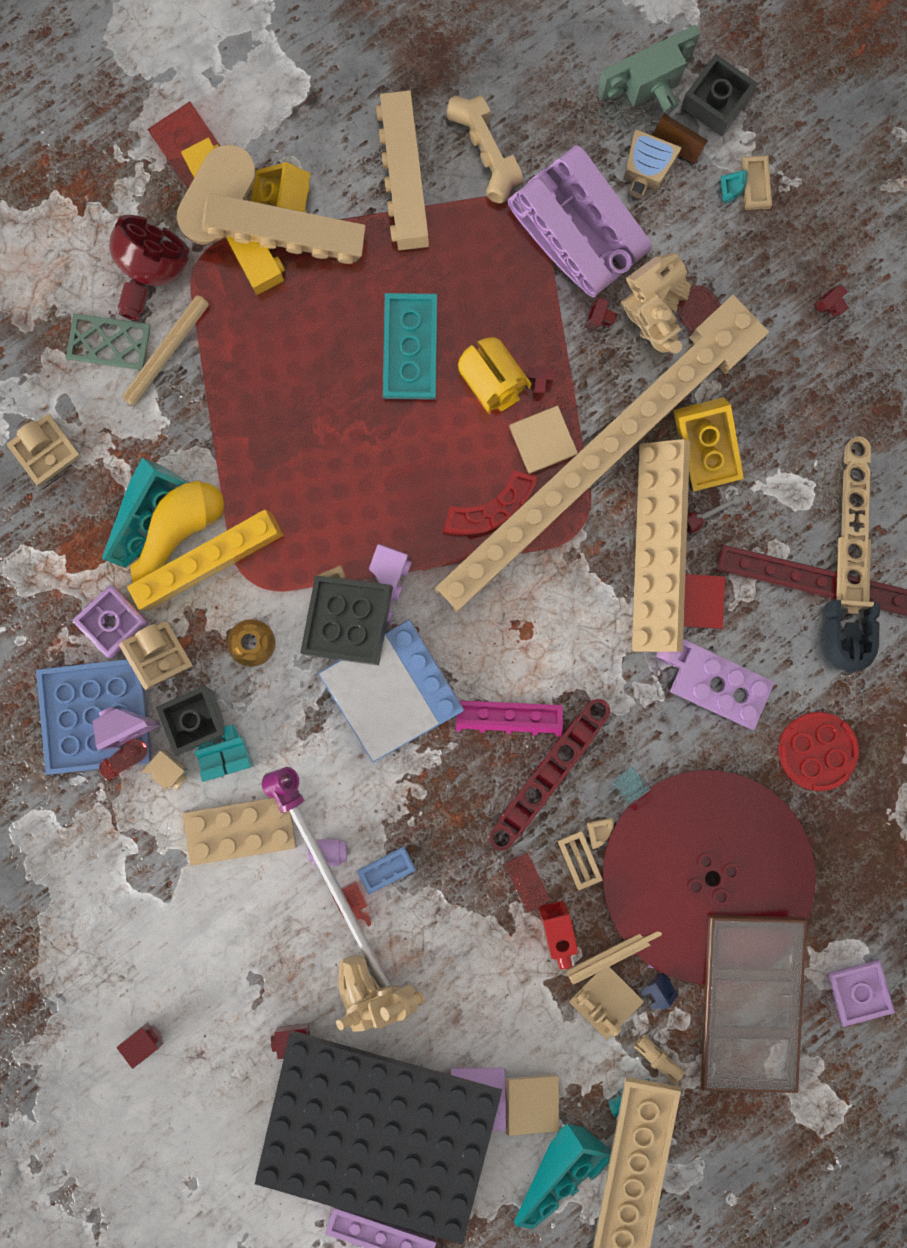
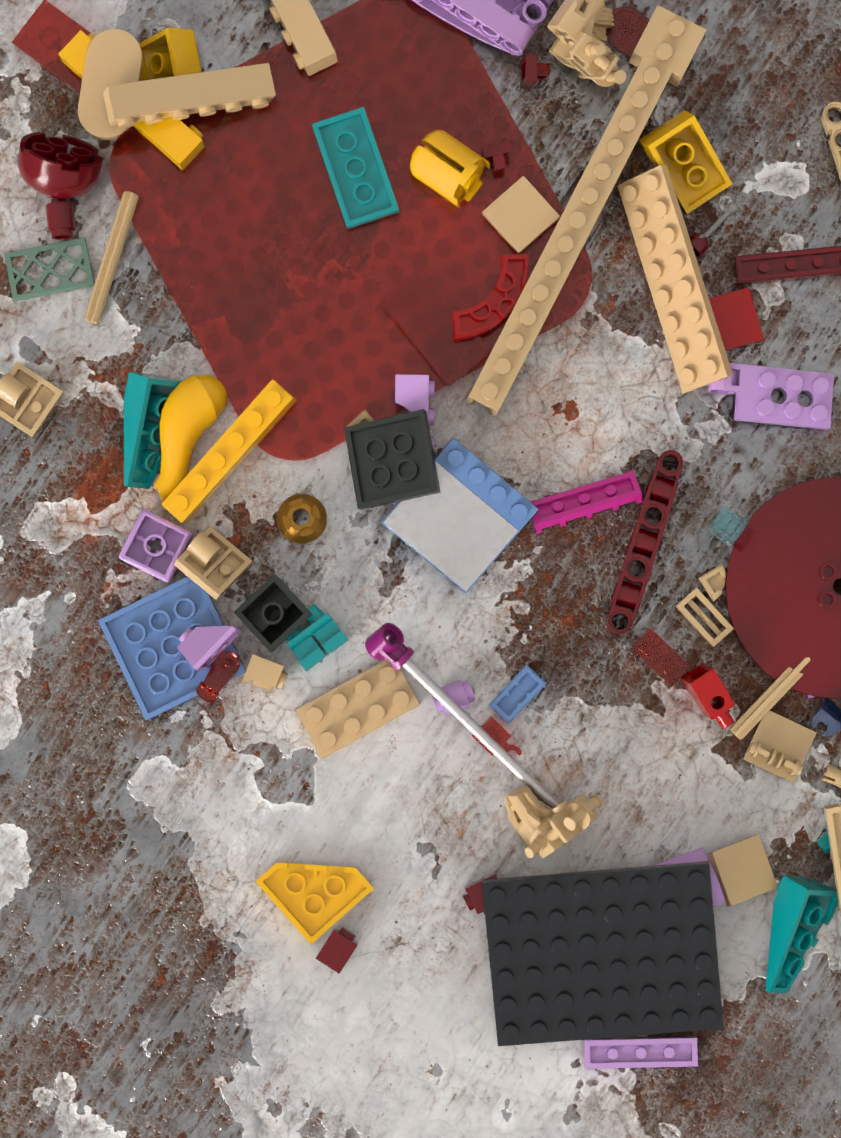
camera: 20 degrees left, 0 degrees up
(138, 985) = (314, 894): none -> yellow plate

